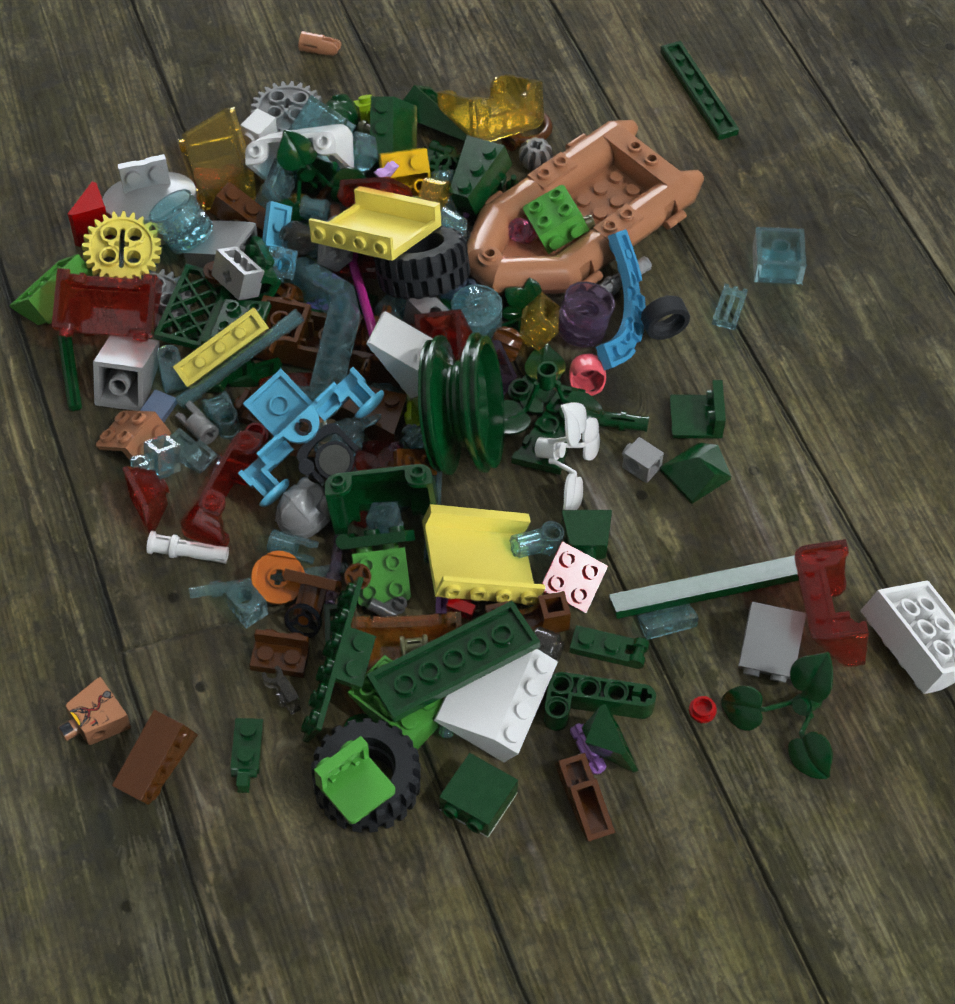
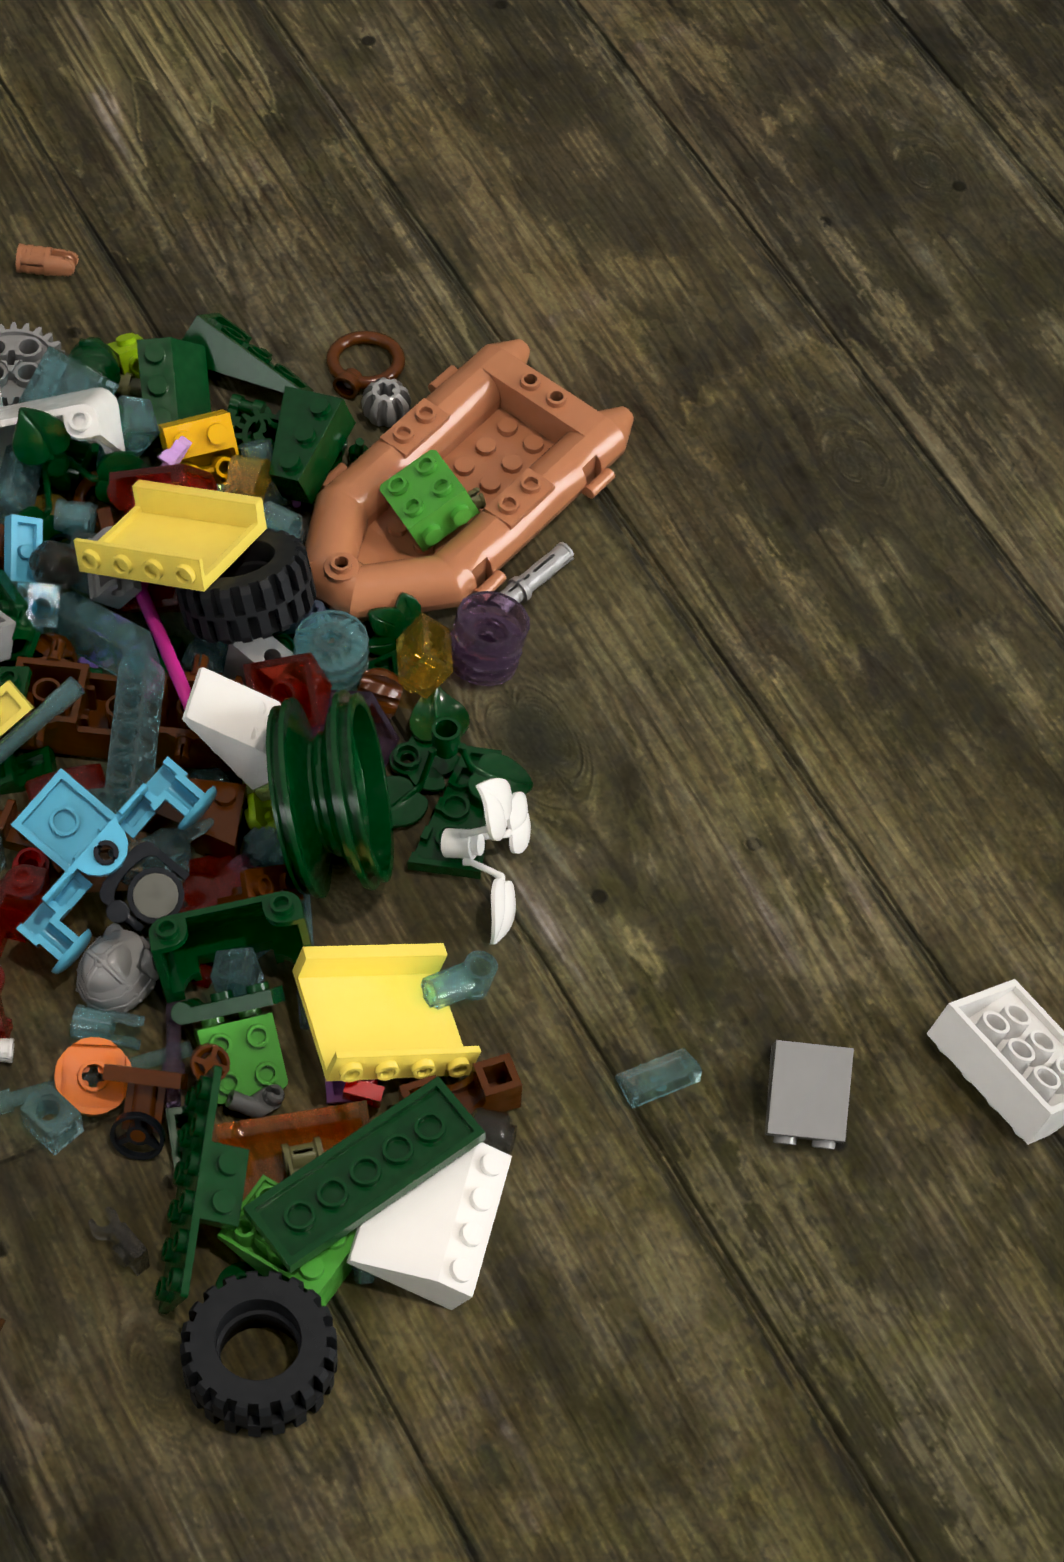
camera: 10 degrees left, 0 degrees up
(246, 751) = (80, 1337): dark green hinge -> none
(281, 650) = (111, 1183): reddish brown bracket -> none
(353, 781) = (245, 1366): bright green bracket -> none
(478, 795) = (422, 1363): dark green piece -> none
(510, 109) = (341, 338): clear yellow windscreen -> none
(527, 234) = (389, 522): clear pink wheel -> none
(576, 575) = (519, 1026): hinge -> none
(585, 797) = (573, 1347): reddish brown slope -> none
(587, 374) = (501, 725): coral helmet -> none
(587, 531) = (529, 965): dark green torso -> none
(596, 764) = (568, 1277): medium lavender axle -> none
(602, 690) = (576, 1208): dark green beam -> none
(607, 740) = (594, 1260): dark green slope -> none
(609, 647) = (580, 1125): dark green plate -> none
(622, 345) = (546, 679): dark azure plate -> none
(624, 421) = (576, 790): dark green pin -> none
(642, 459) = (594, 845): light grey brick -> none
(660, 308) = (618, 631): black tyre -> none
(697, 471) = (674, 853): dark green slope -> none
(699, 90) = (610, 283): dark green tile -> none
(699, 414) = (667, 769): dark green bracket -> none
(702, 709) = (723, 1201): red plate -> none
(703, 587) = (716, 1019): tile -> none
(734, 293) = (696, 584): clear light blue tile -> none
(779, 255) = (754, 523): clear light blue brick -> none
(813, 677) = (877, 1144): dark green plant -> none
(821, 577) = (866, 993): clear red windscreen -> none

